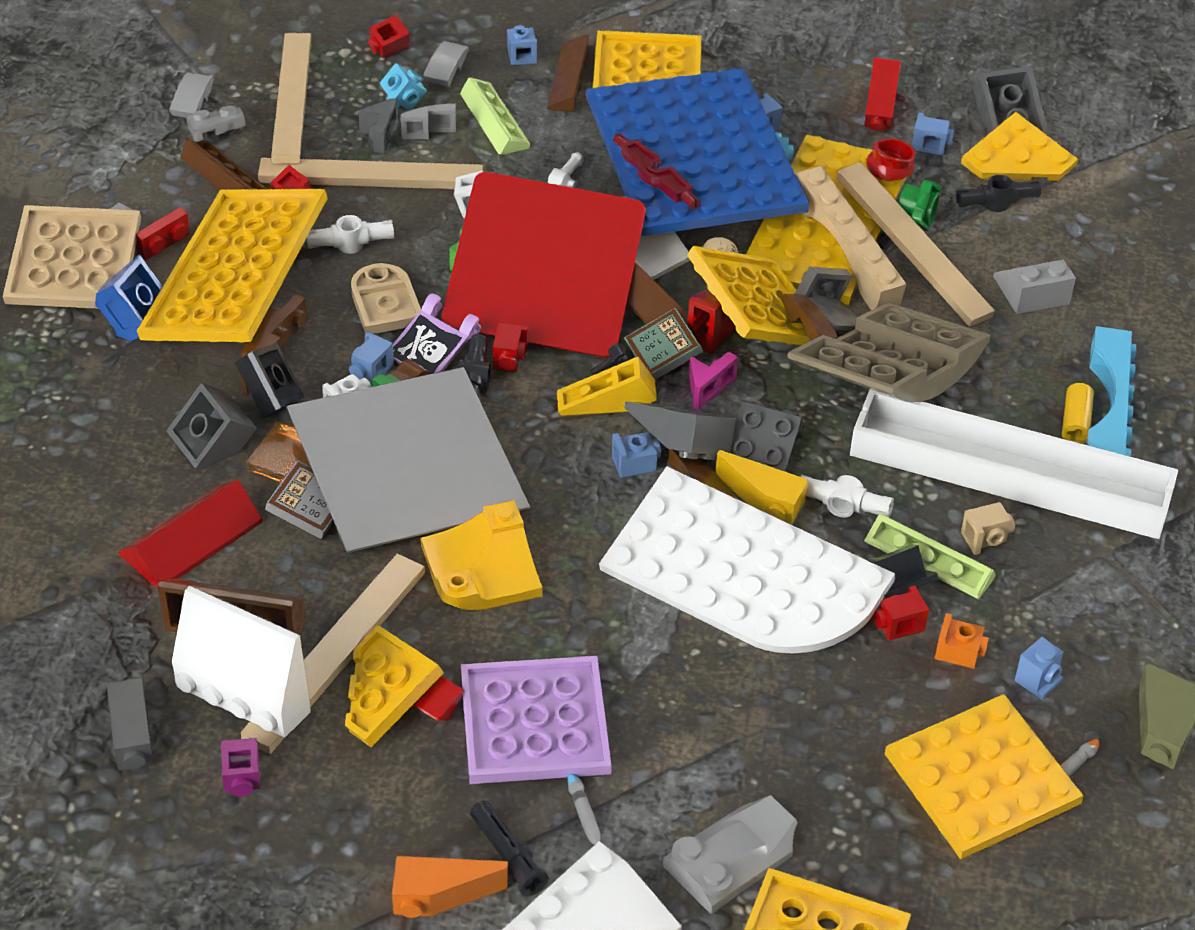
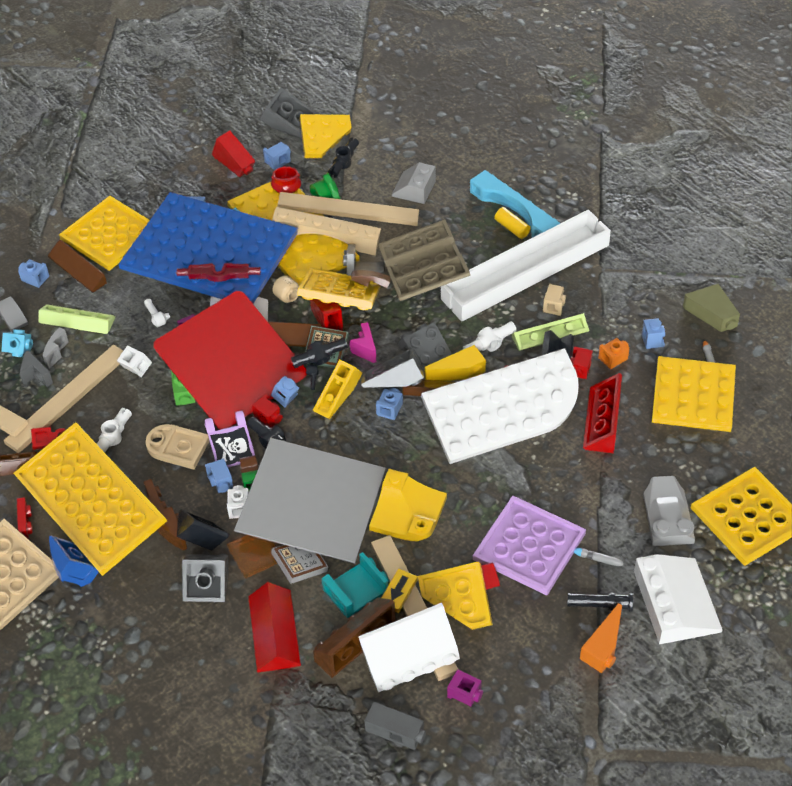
camera: 50 degrees left, 5 degrees up
(320, 579) = (356, 587): none -> teal panel
(339, 617) = (400, 588): none -> yellow tile
(554, 344) = (287, 388): none -> medium blue brick
(641, 339) = (319, 352): none -> black pin
(837, 691) = (602, 415): none -> red slope

